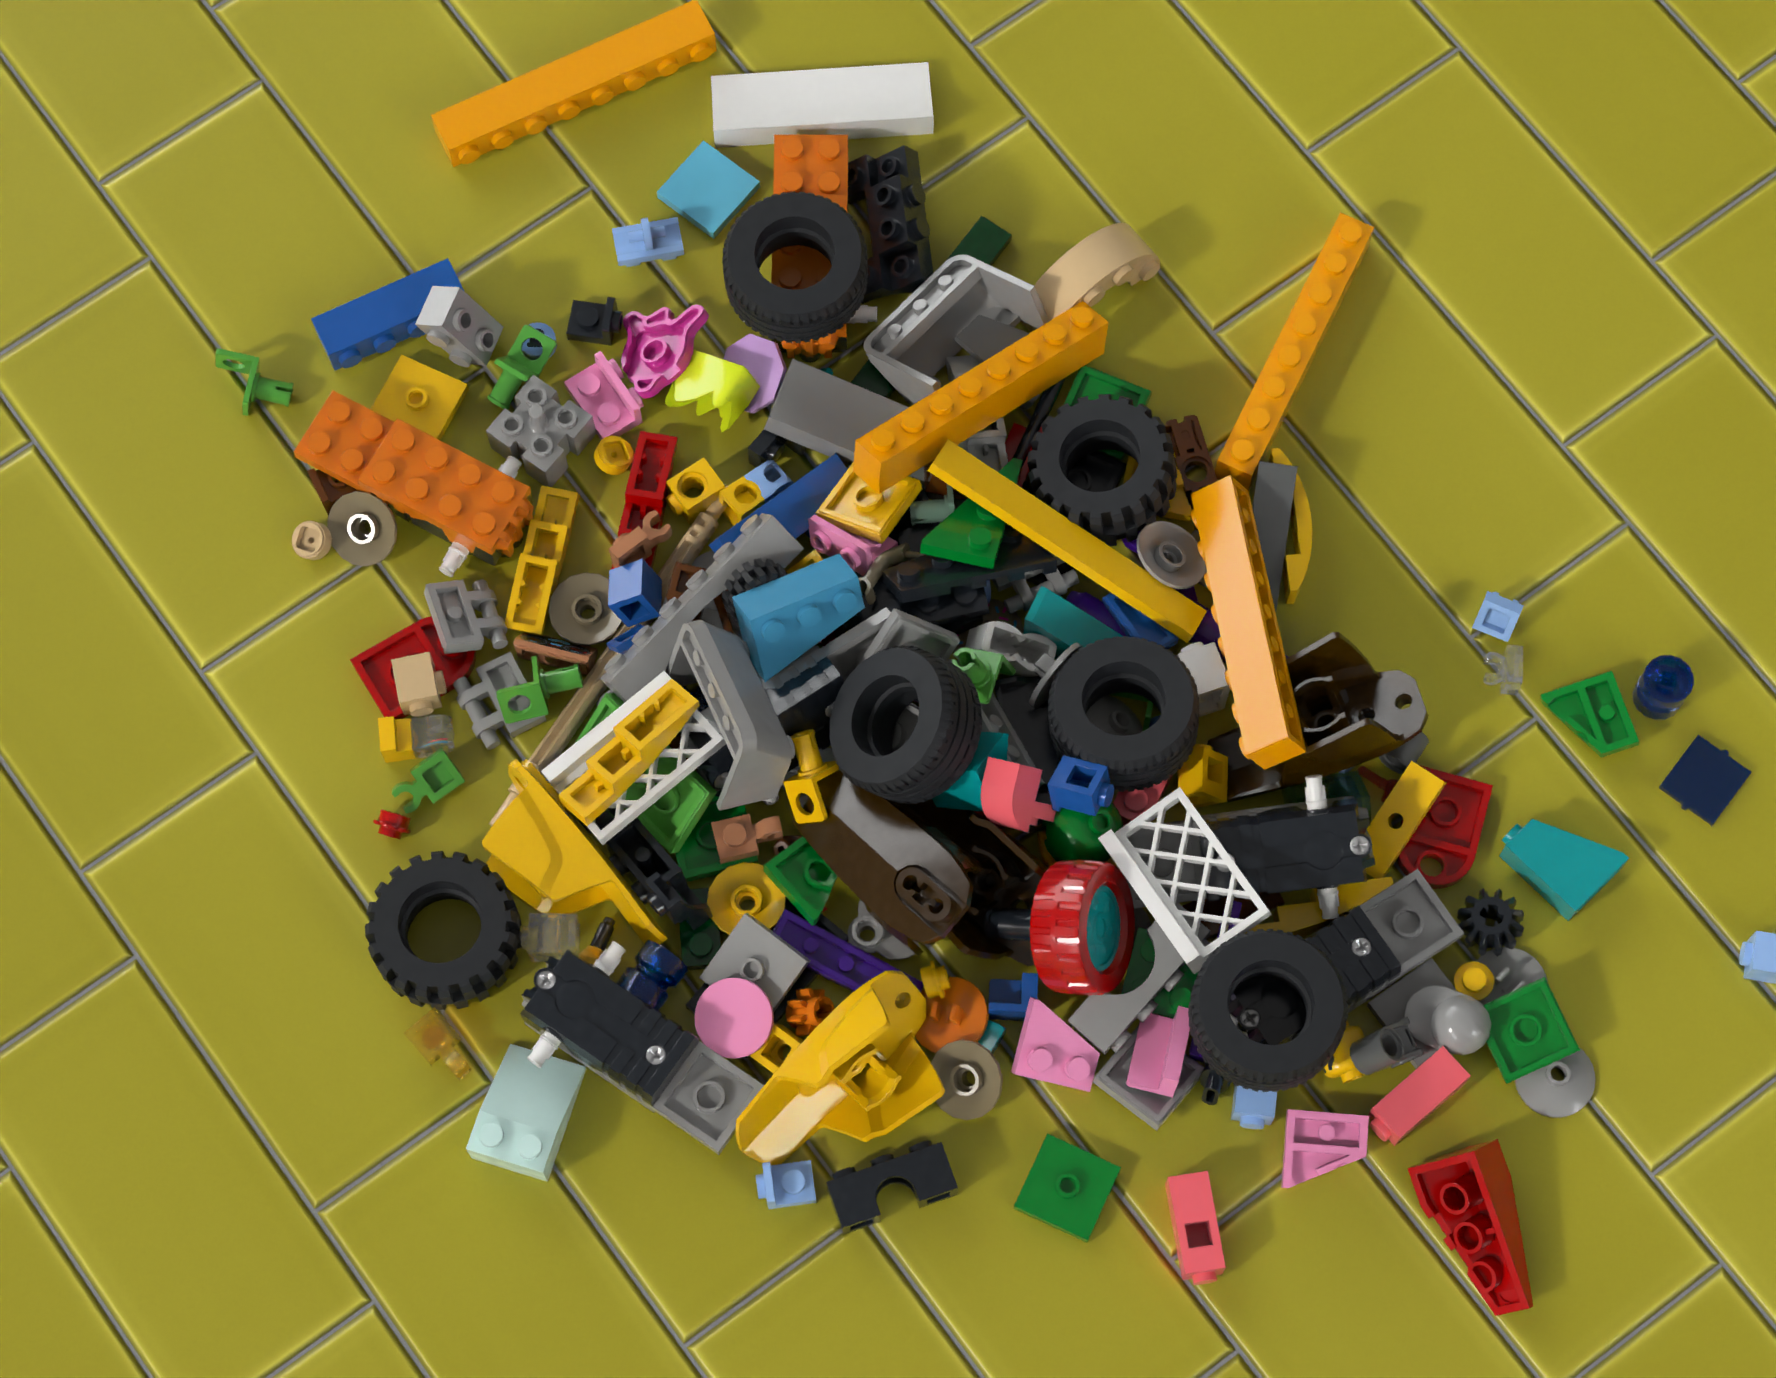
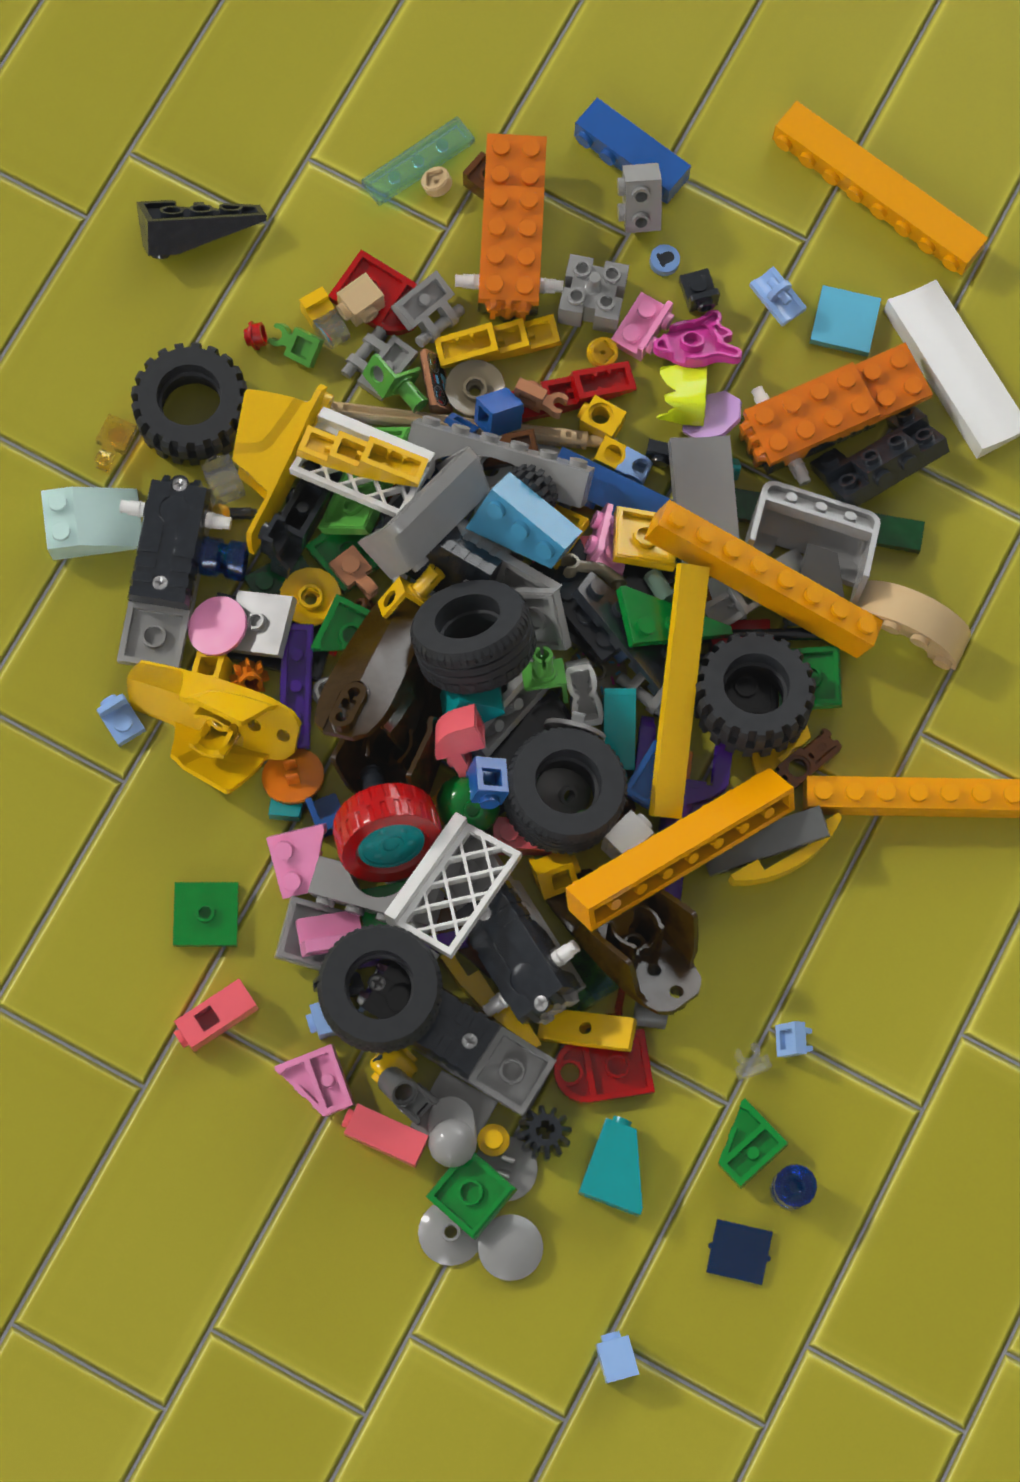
camera: 60 degrees right, 5 degrees up
(216, 847) = (176, 229): none -> black wedge
(257, 386) = (532, 87): bright green bracket -> none
(273, 550) = (417, 159): none -> clear light blue tile
(349, 533) = (459, 209): dark tan dish -> none
(420, 397) = (576, 202): yellow plate -> none
(518, 367) = (636, 255): bright green bracket -> none
(786, 222) = (799, 361): black tyre -> none
(922, 1170) = (132, 770): black arch -> none
(935, 980) = (311, 752): yellow plate -> none
(961, 1097) = (249, 807): dark tan dish -> none
(1170, 555) = (723, 775): light grey dish -> none
(1477, 1211) = (323, 1212): red wedge -> none
(1602, 1018) = (510, 1247): none -> light grey dish

